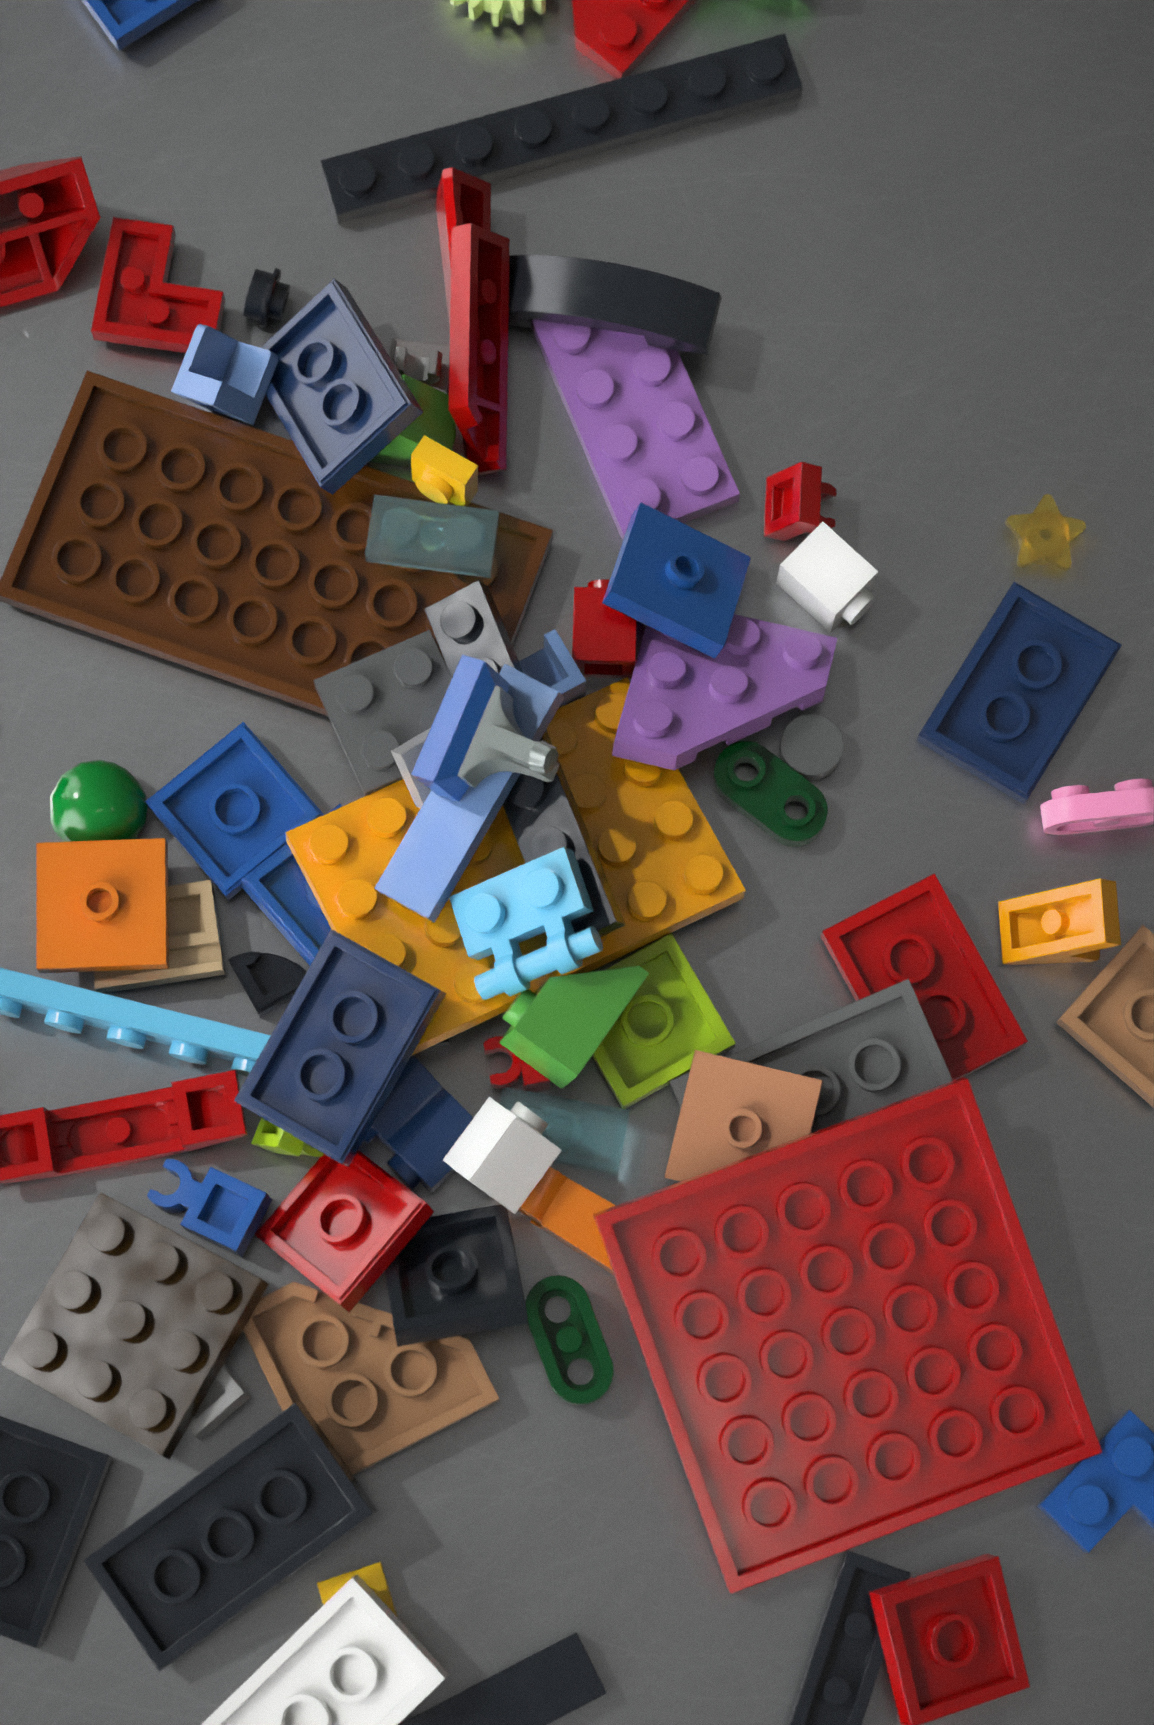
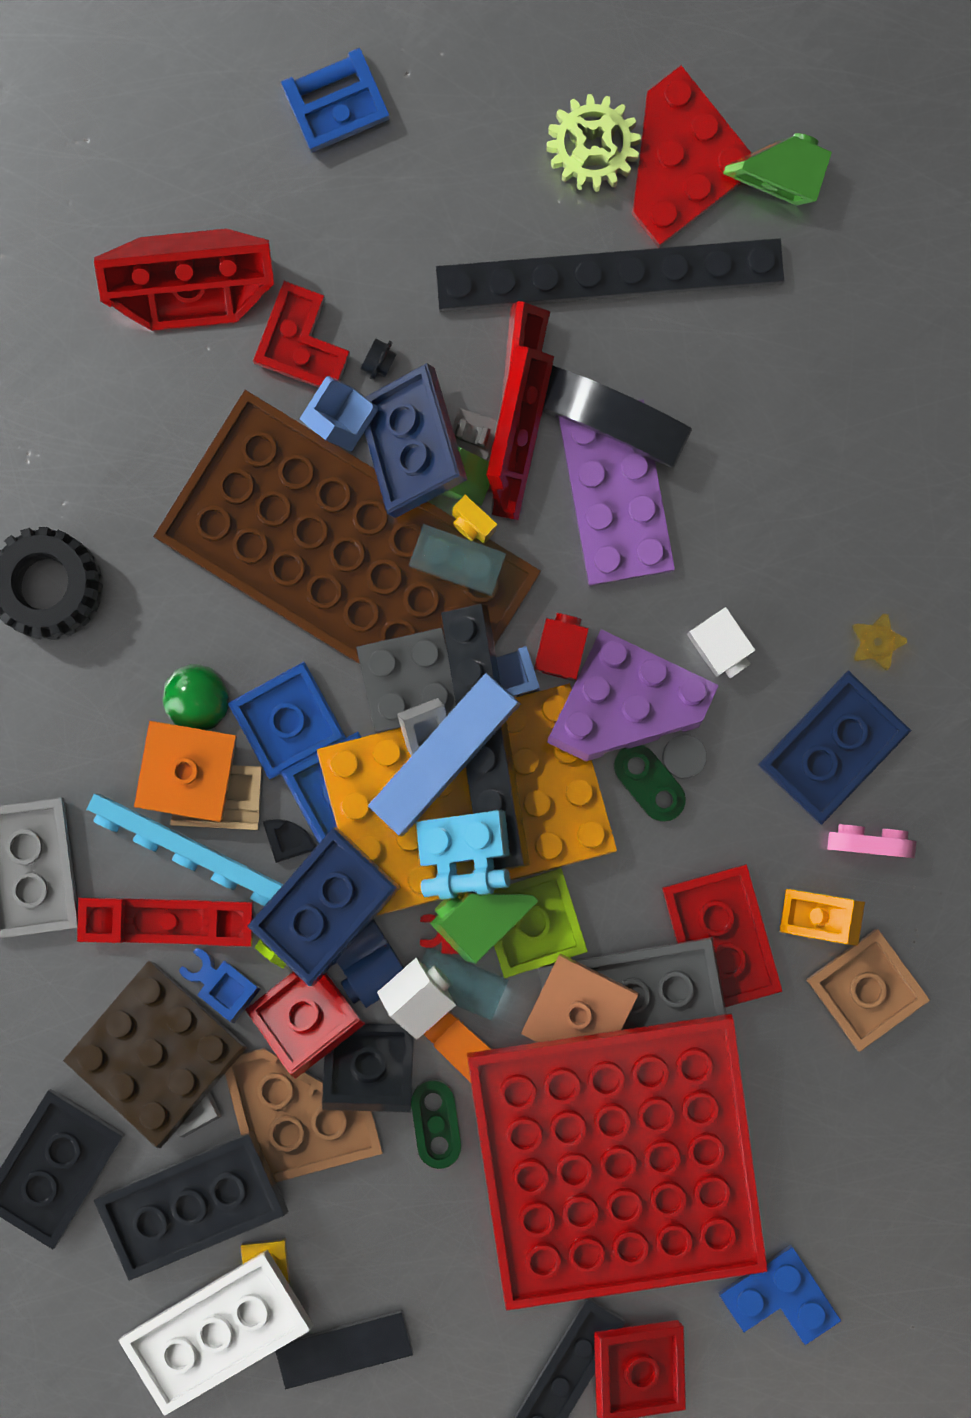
camera: 20 degrees right, 10 degrees up
(478, 736) = (456, 723): piece -> none
(677, 580) = (617, 627): blue plate -> none
(795, 501) = (711, 583): red tile -> none

